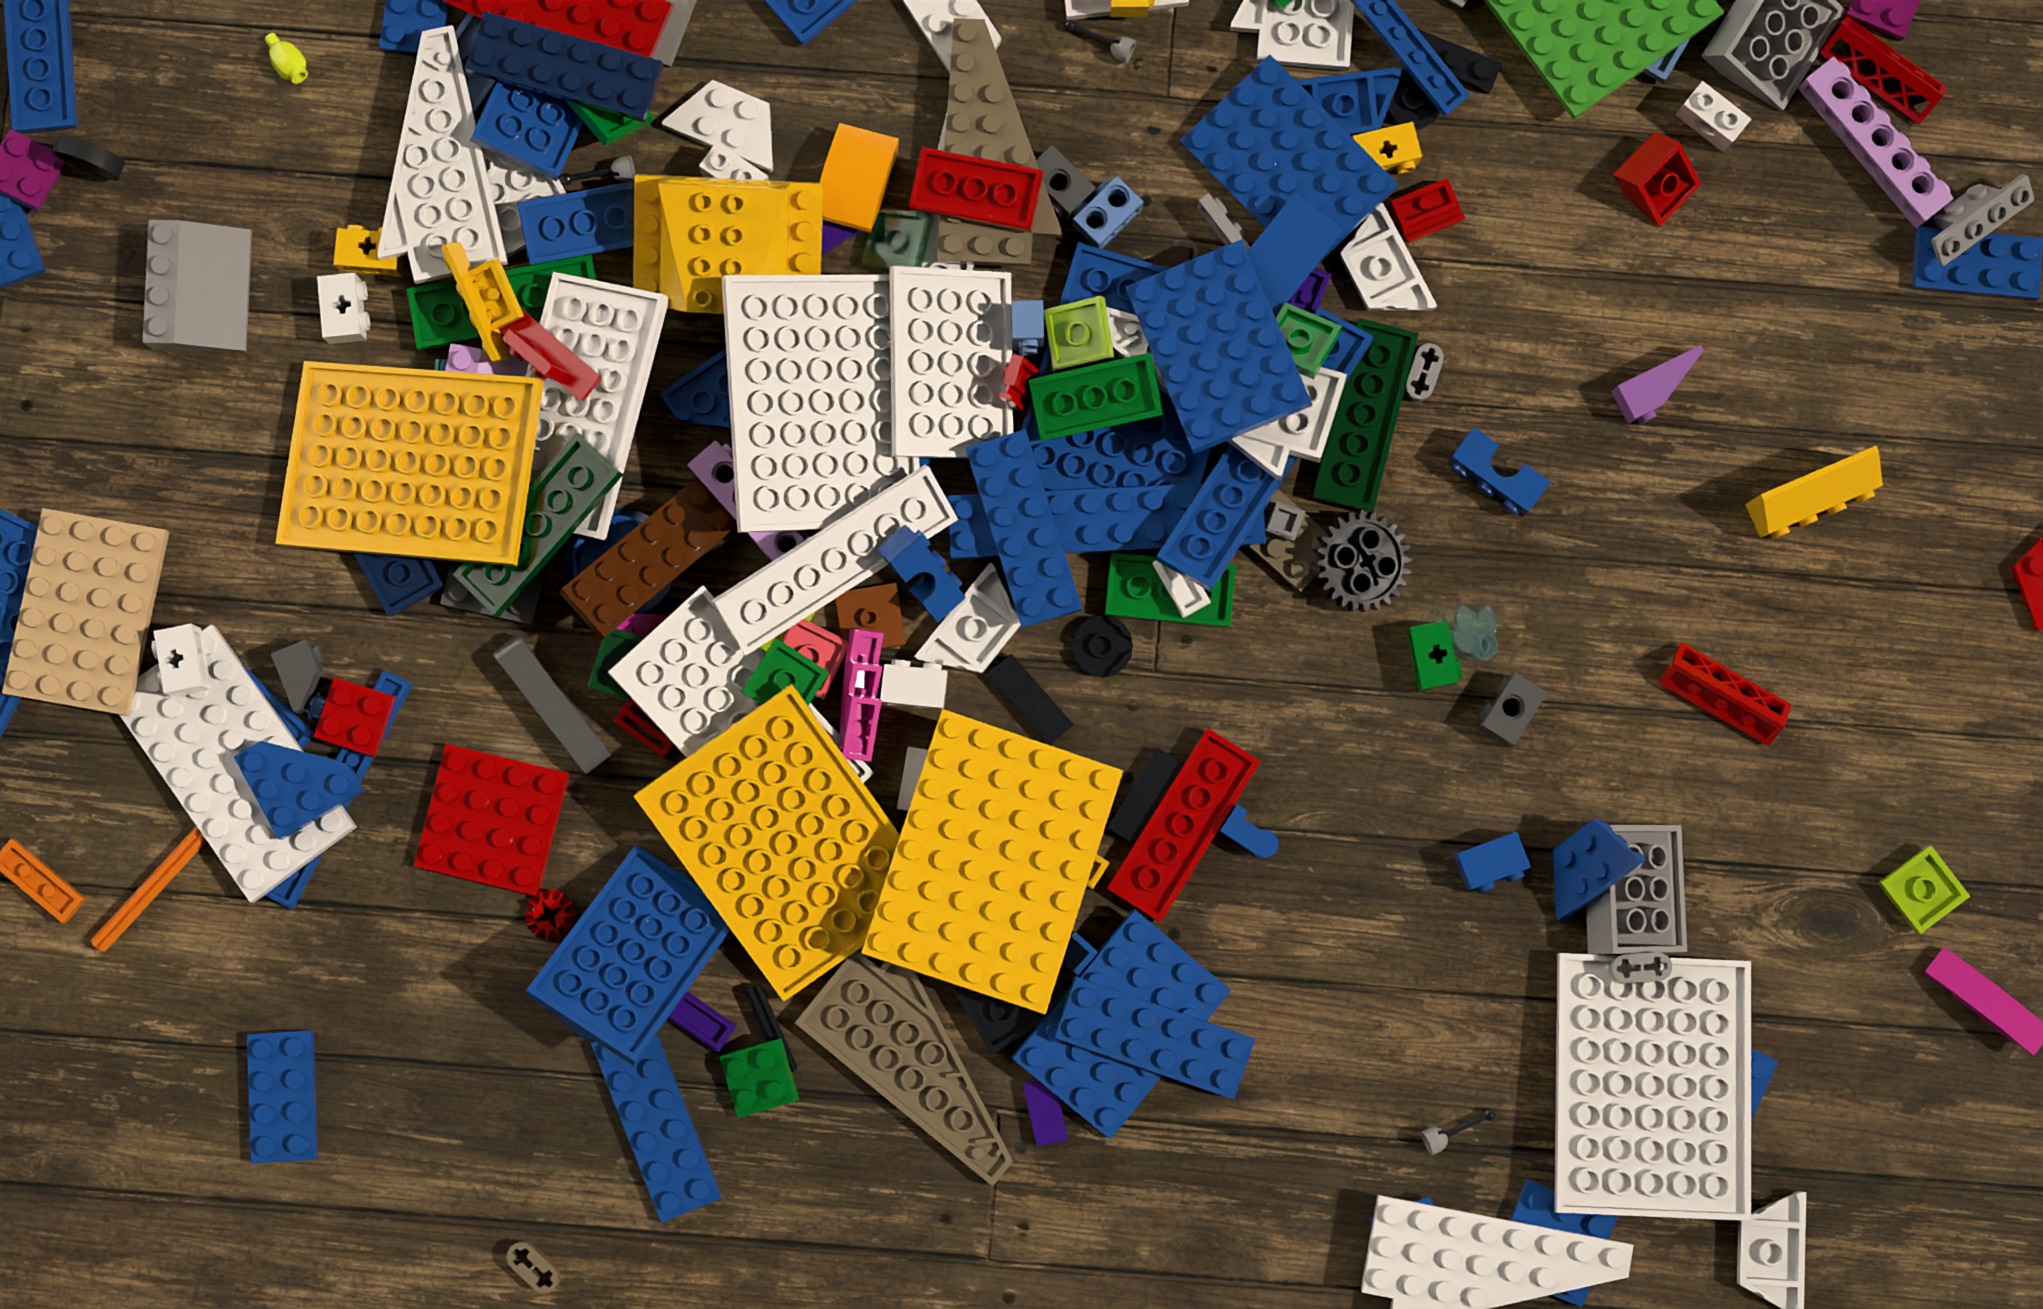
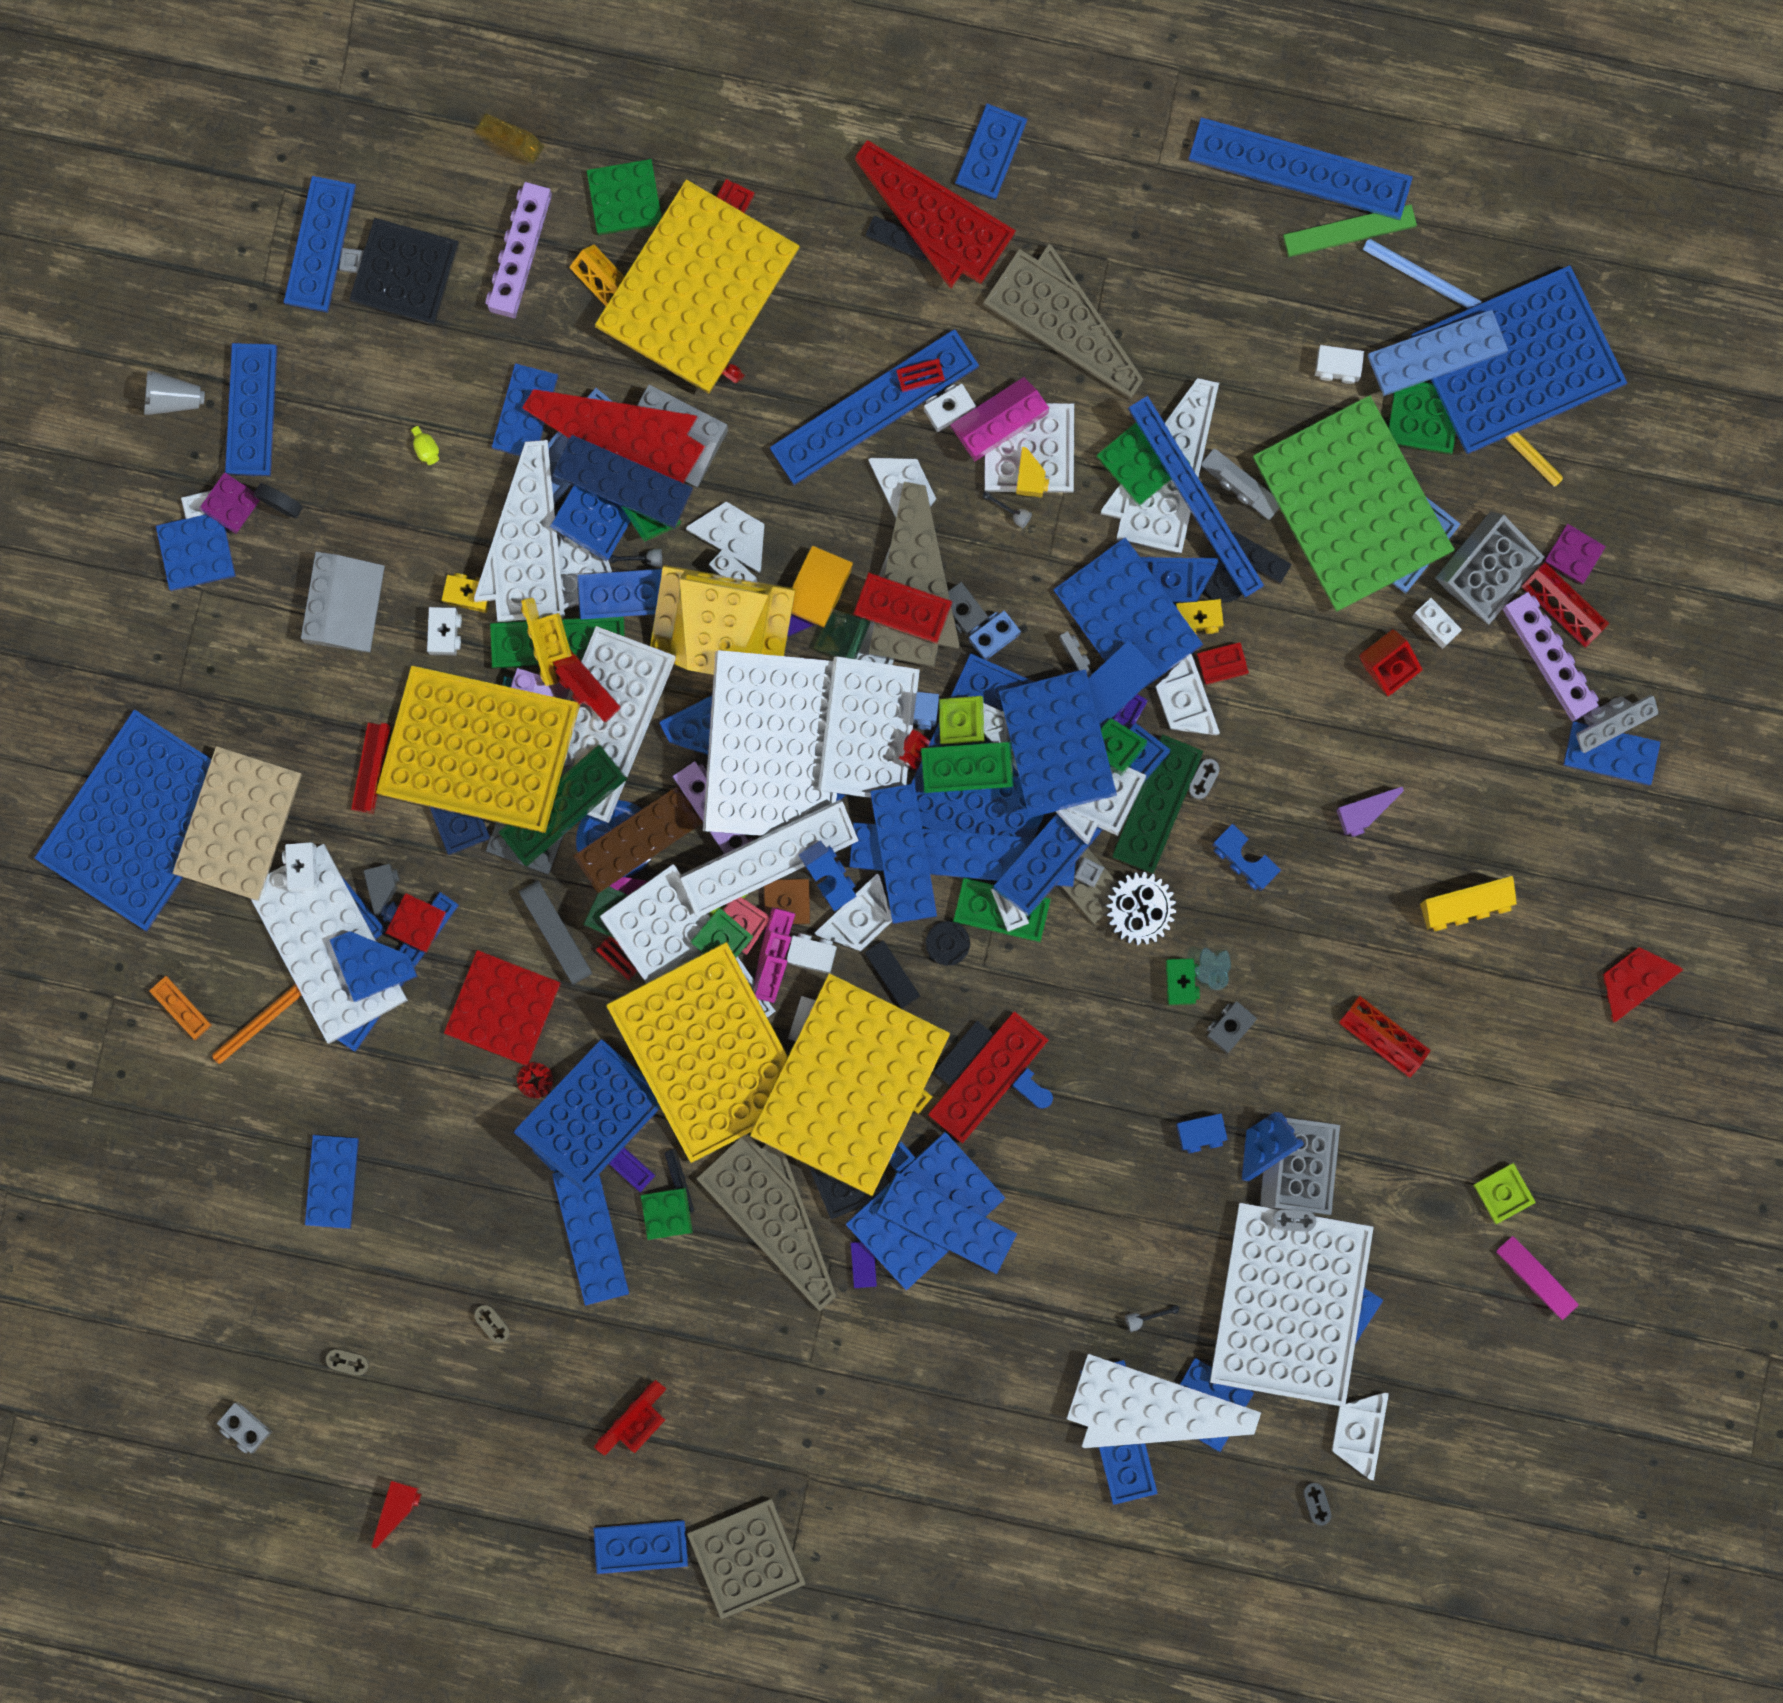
camera: 10 degrees right, 0 degrees up
(266, 497) = (370, 767): none -> red fence

